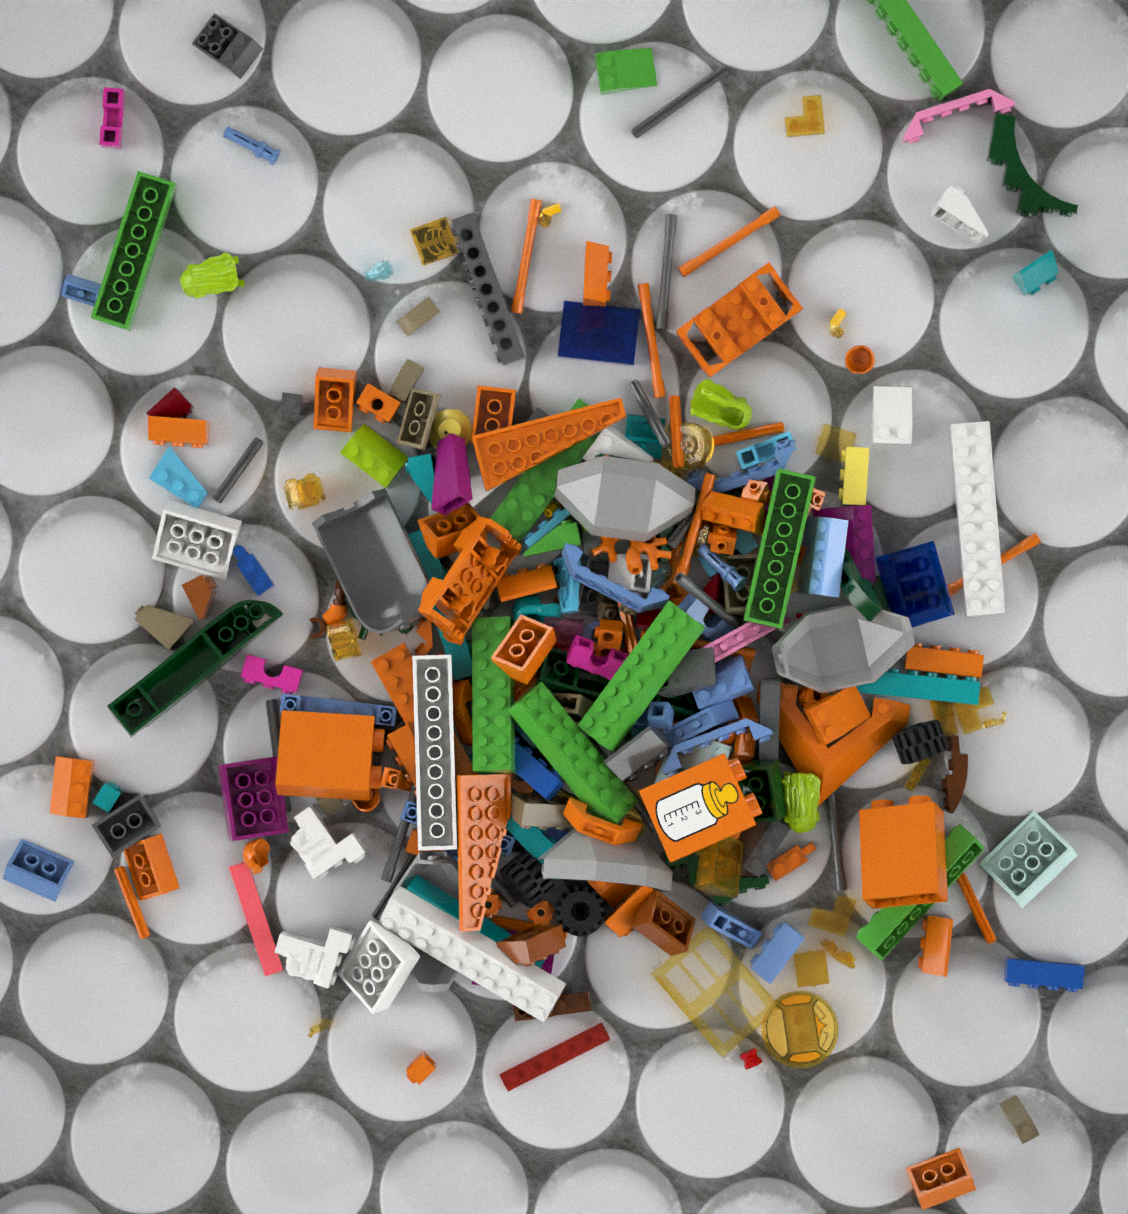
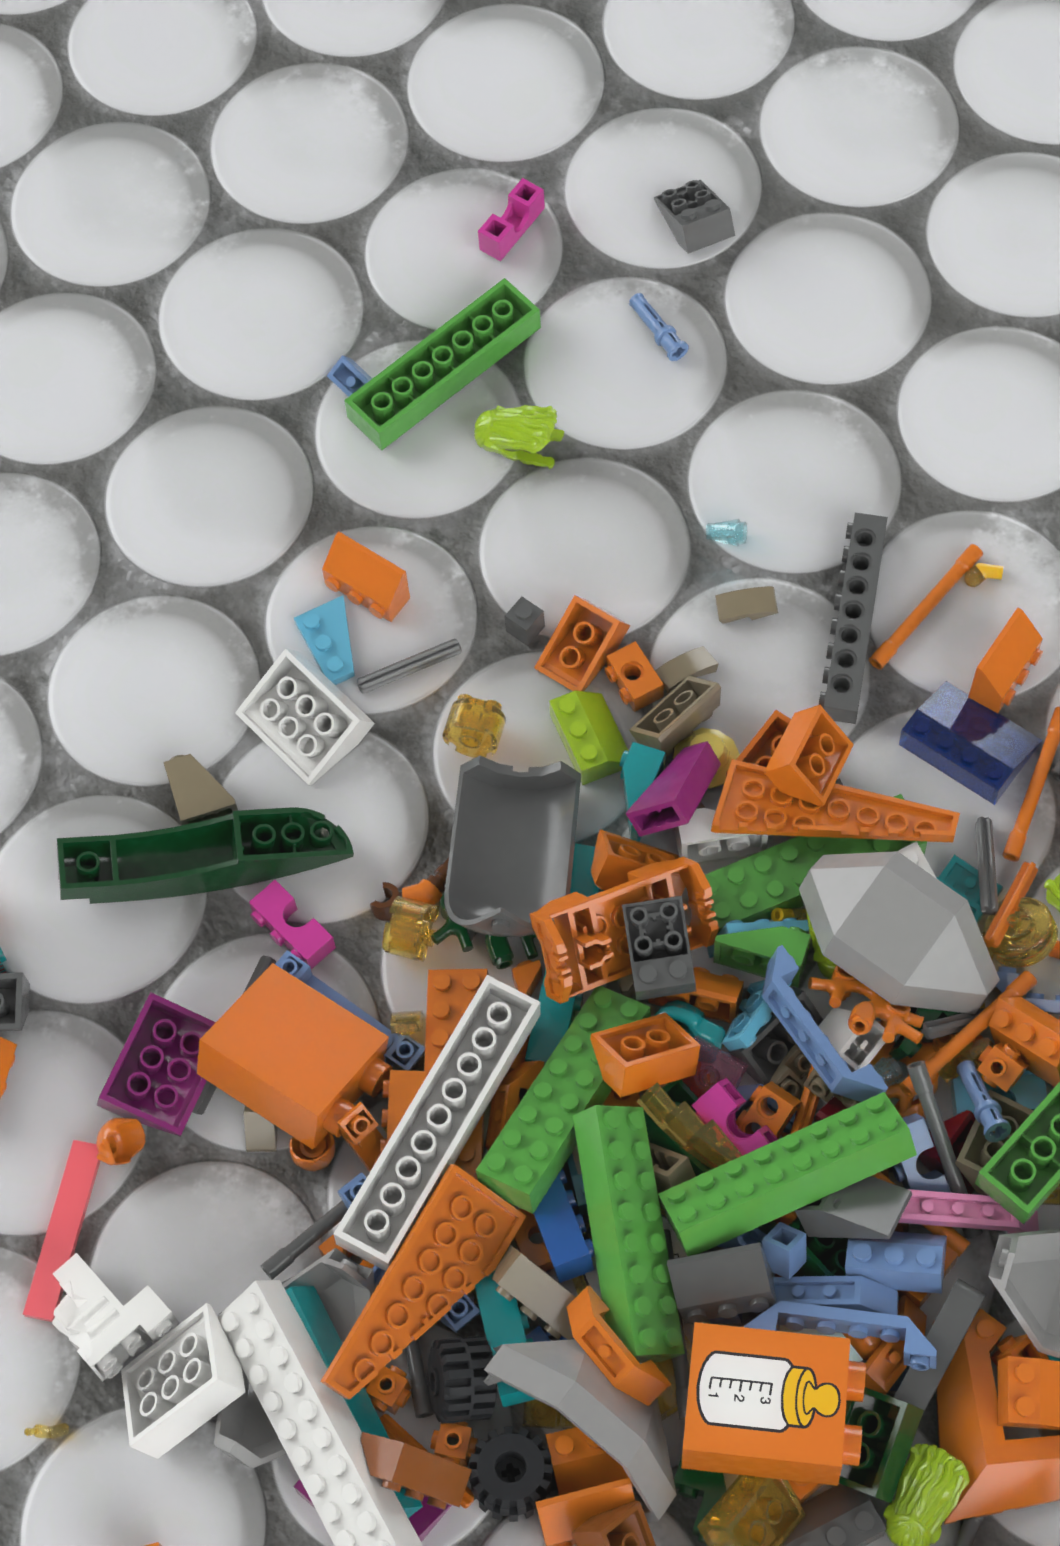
camera: 30 degrees right, 25 degrees down
(172, 405) = (376, 535): dark red slope -> none
(201, 594) = (265, 770): dark orange slope -> none
(253, 571) = (349, 789): blue brick -> none
(319, 846) = (209, 1179): white brick -> none
(375, 696) = (406, 1022): none -> clear yellow slope
(434, 241) = (817, 535): clear yellow tile -> none
(498, 584) = (659, 948): none -> dark grey slope
(516, 412) = (809, 756): none -> orange slope
(582, 679) = (681, 1123): none -> clear yellow slope

